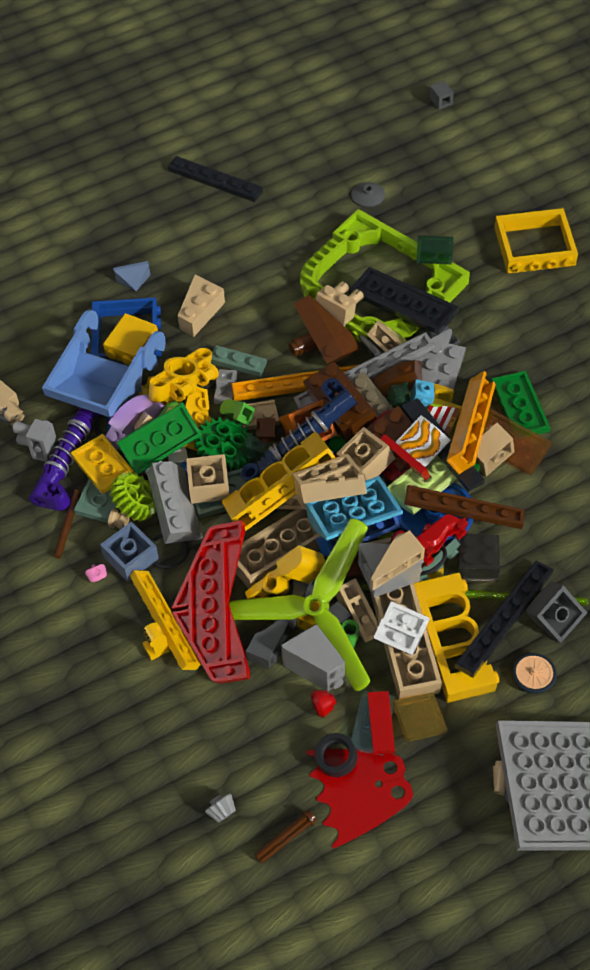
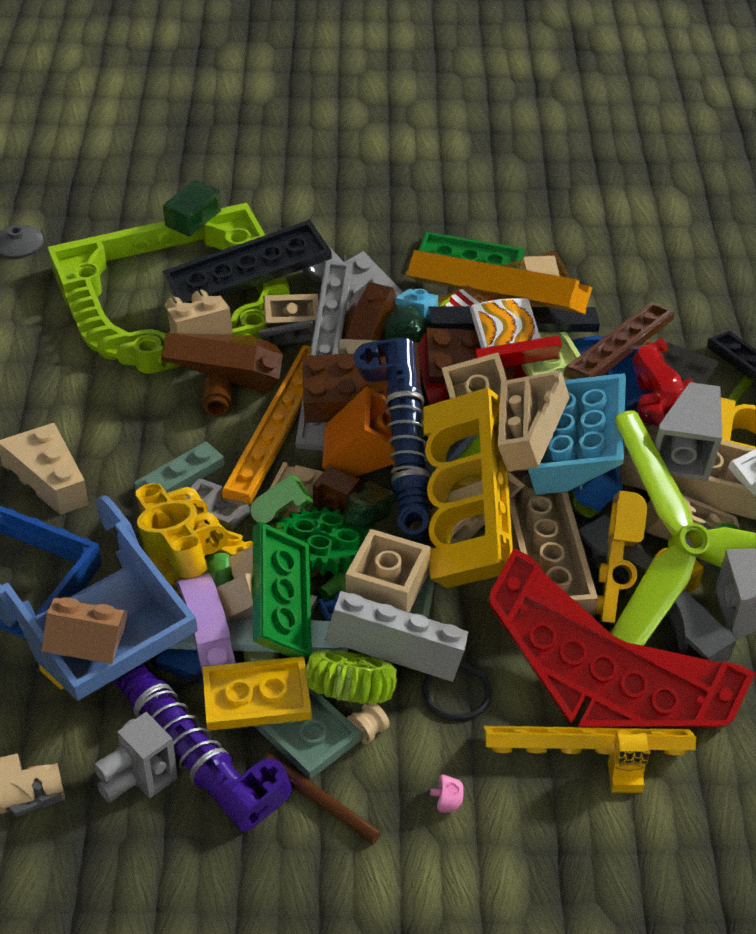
camera: 65 degrees left, 10 degrees down
(77, 370) = (83, 629): none -> medium nougat slope
(127, 338) = (57, 556): yellow brick -> none
(129, 550) = (444, 728): sand blue brick -> none
(400, 555) = (714, 399): tan slope -> none
(533, 220) = (200, 160): yellow window -> none

